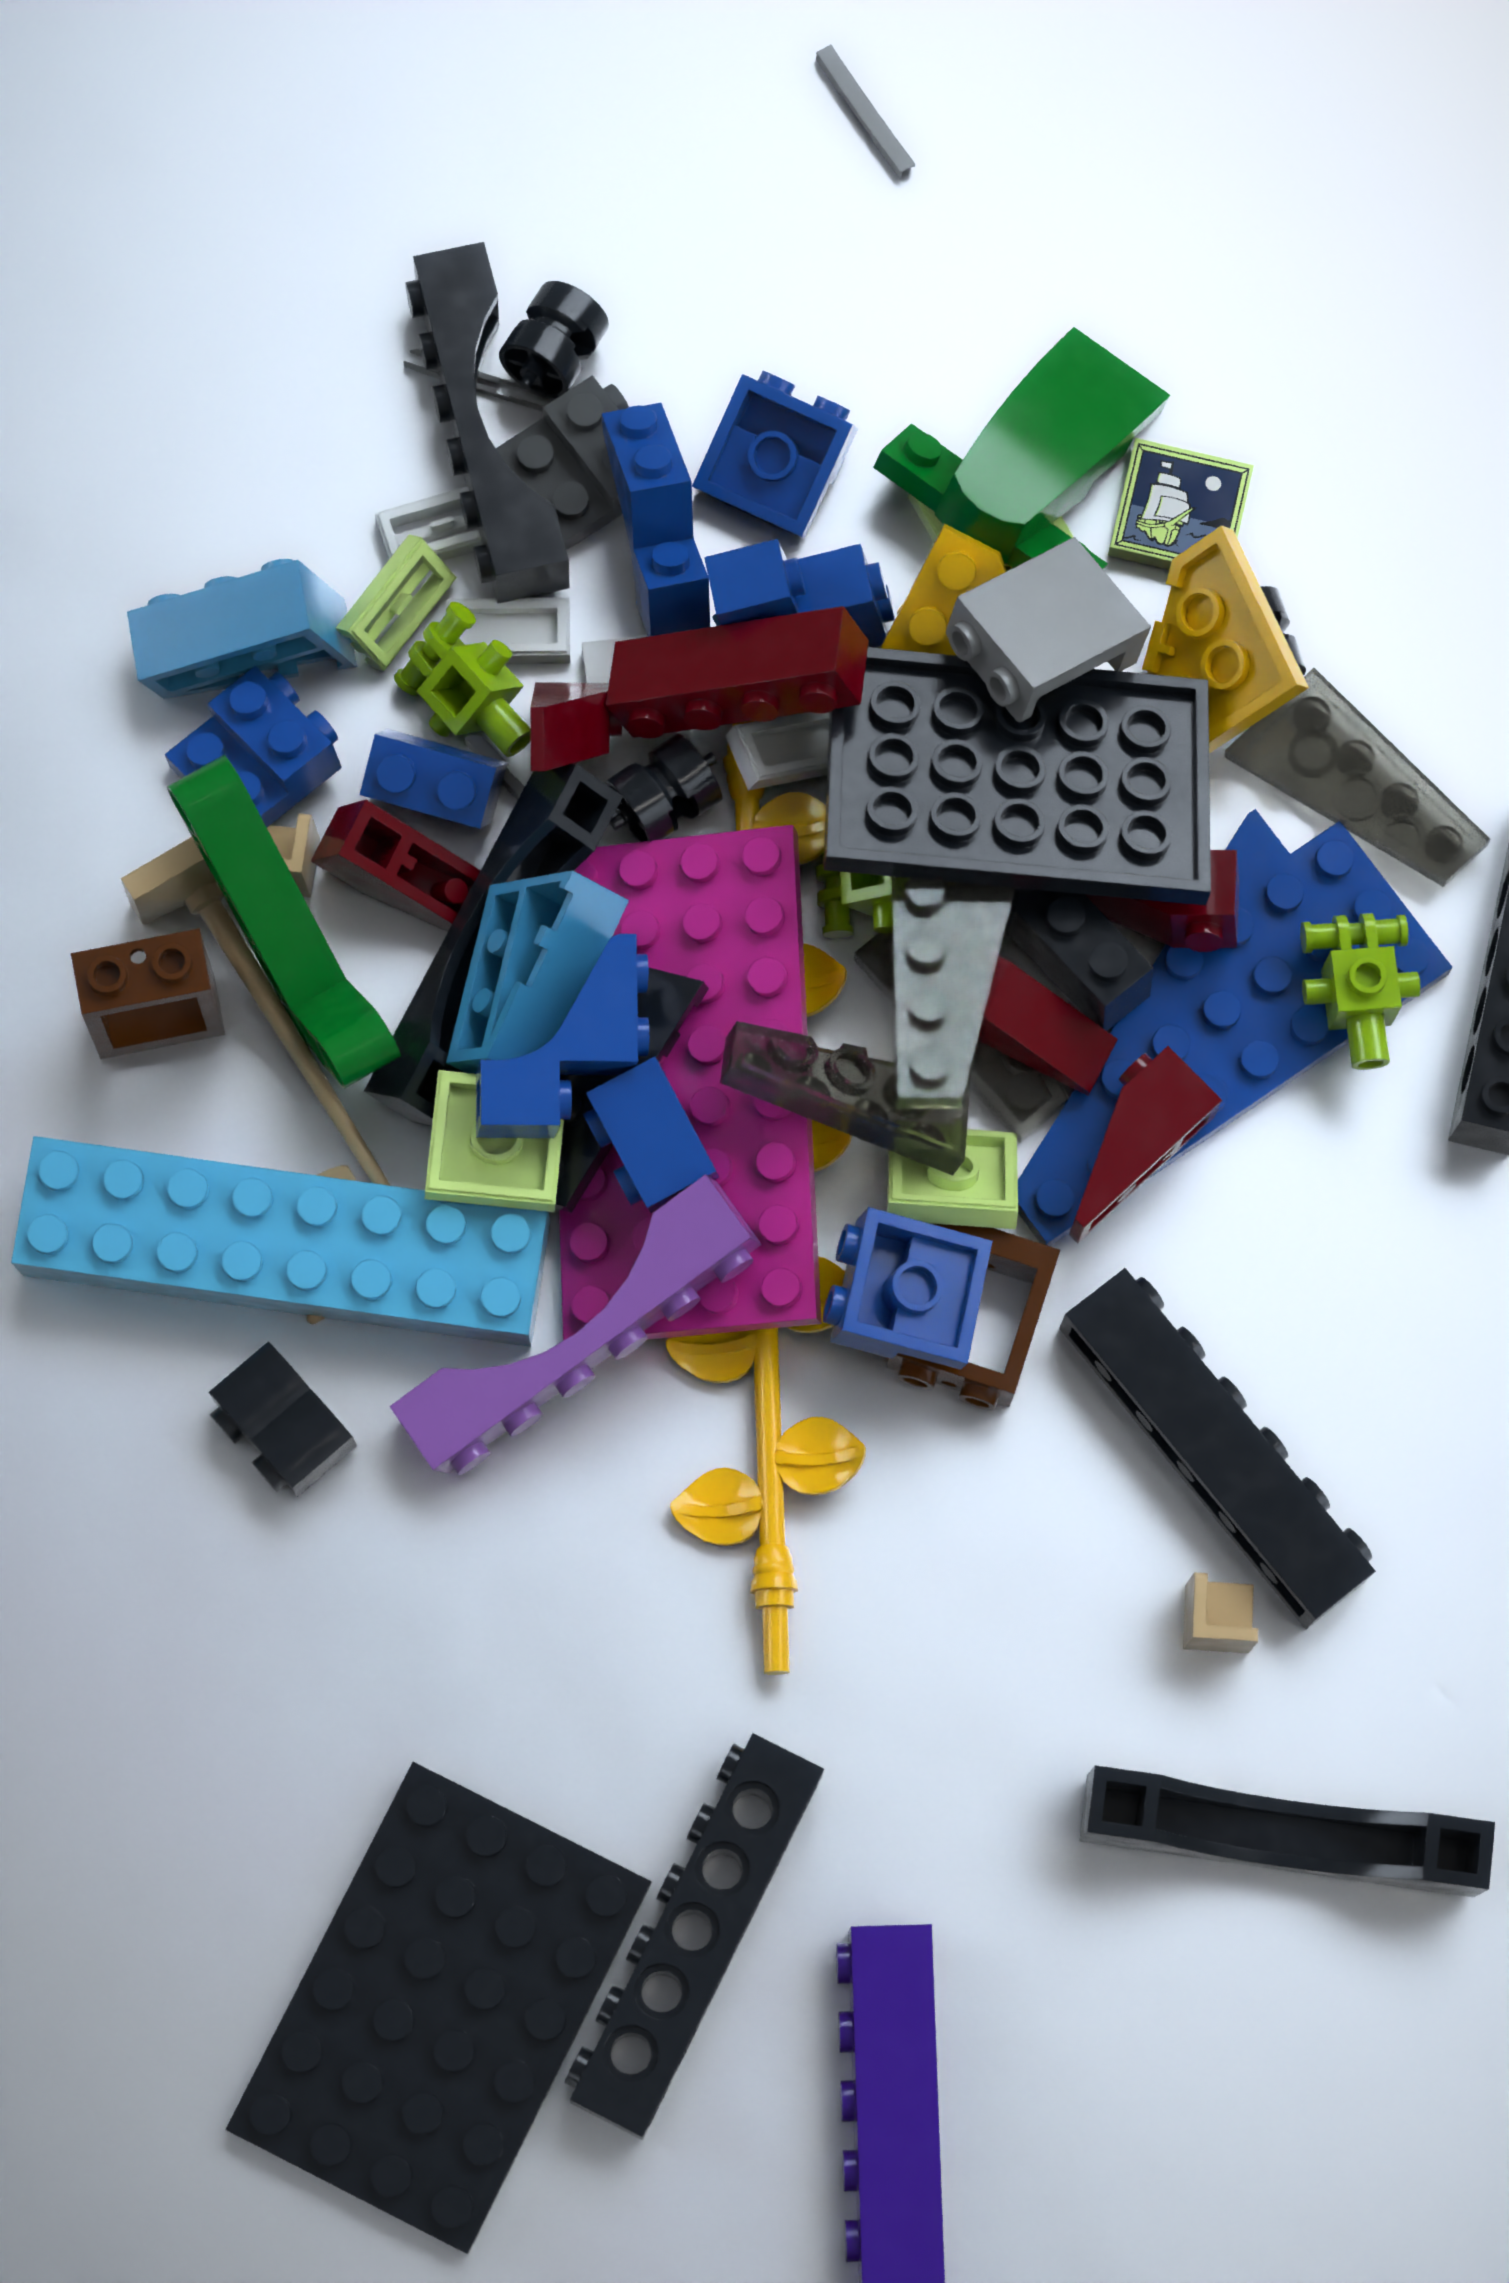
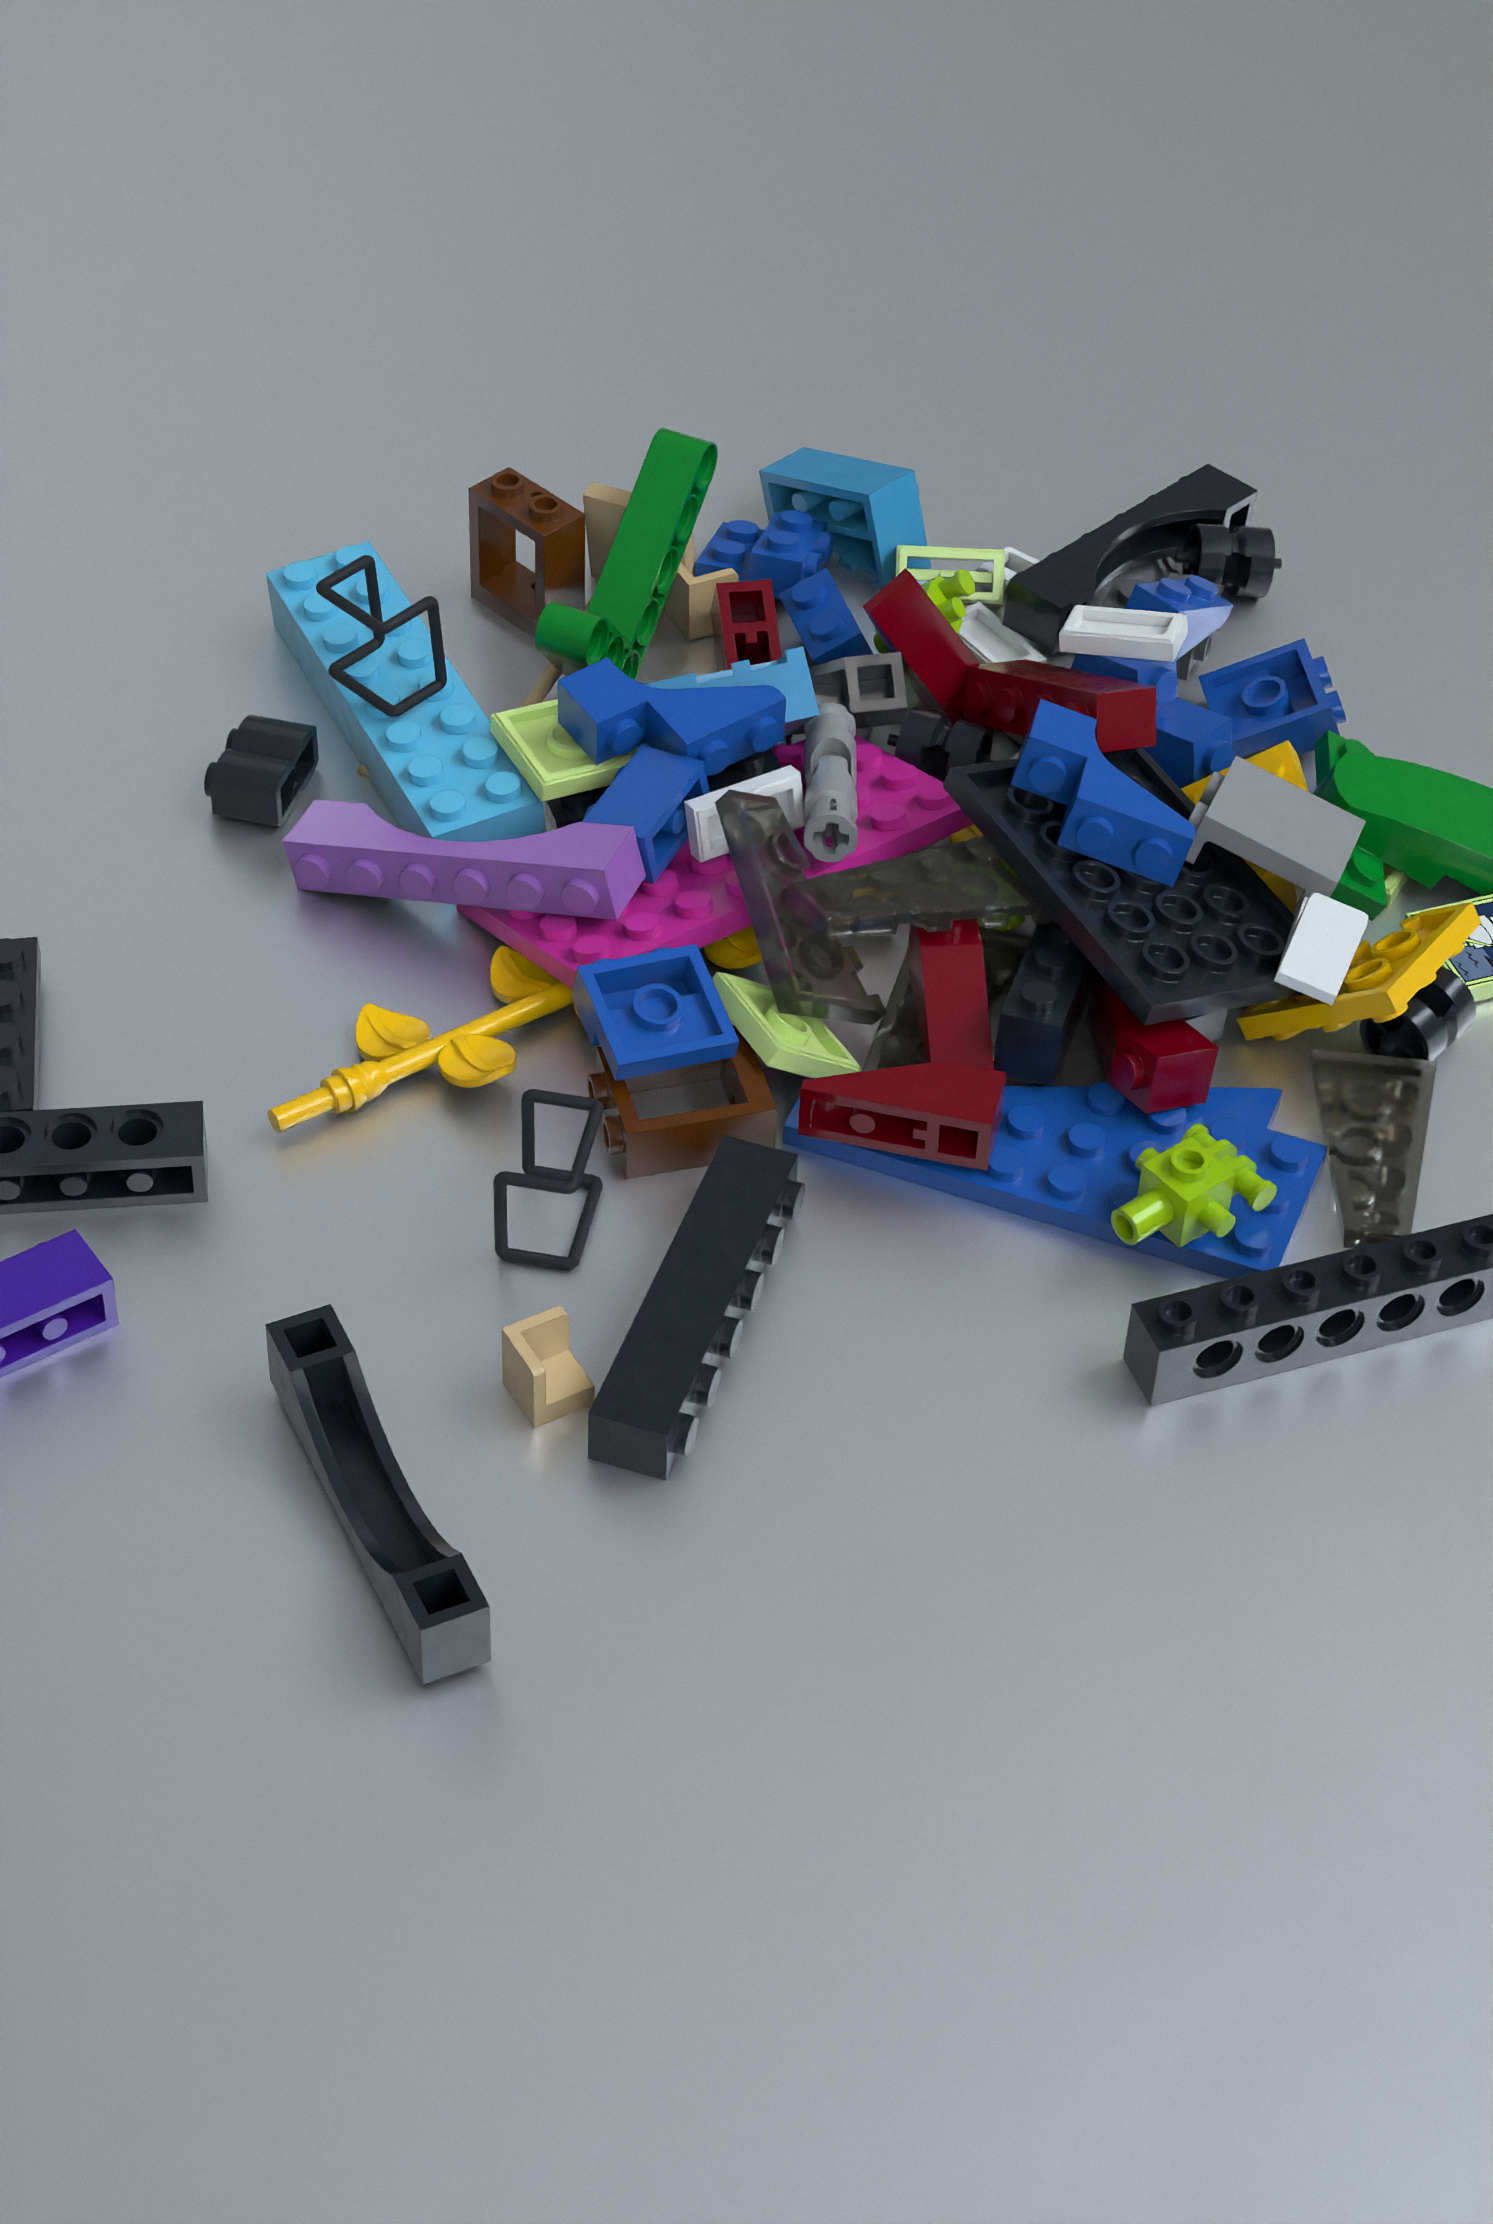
camera: 60 degrees right, 30 degrees down
(227, 1266) = (380, 628): none -> black piece
(704, 1047) = (703, 821): none -> white tile
(730, 956) = (830, 783): none -> light grey piece
(731, 571) = (1123, 633): none -> white tile
(962, 765) = (1105, 809): none -> blue arch
(995, 1437) = (550, 1179): none -> black piece
(1193, 688) = (1320, 947): none -> white slope

